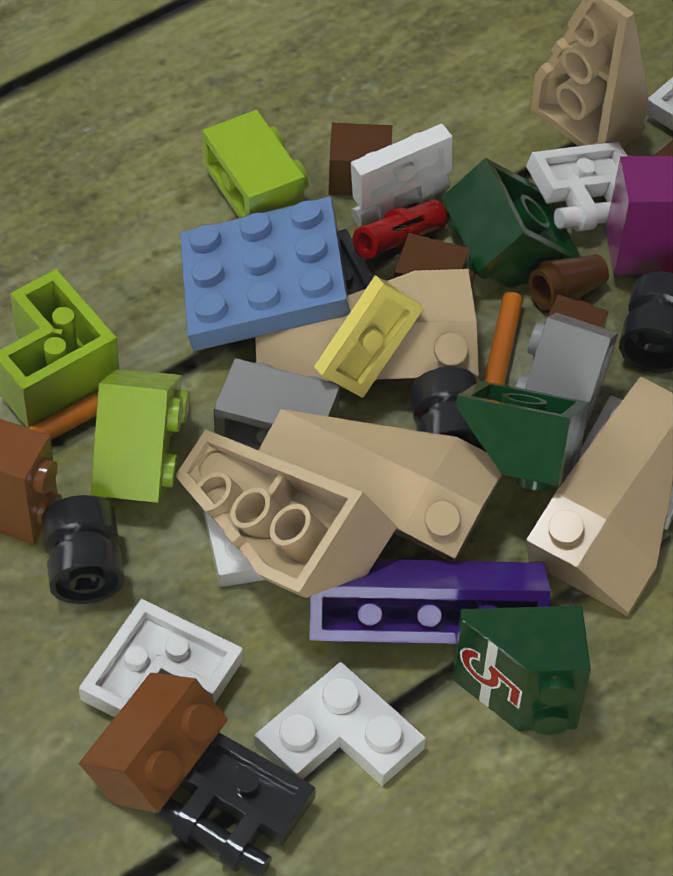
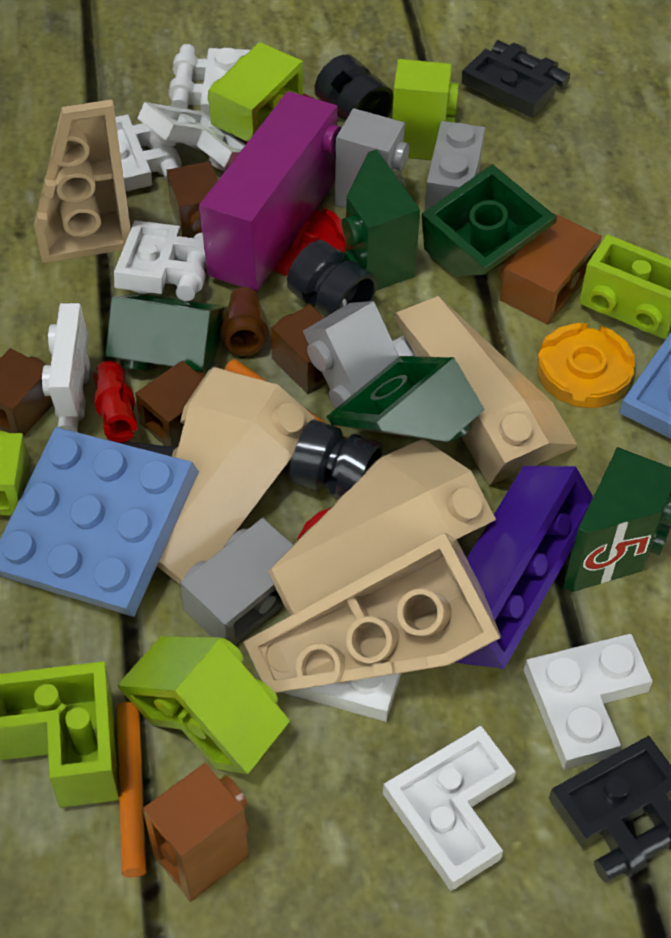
camera: 60 degrees left, 0 degrees up
(82, 549) = (302, 809): black wheel -> none
(153, 742) = (550, 841): dark orange brick -> none
(369, 336) = (244, 466): light yellow plate -> none

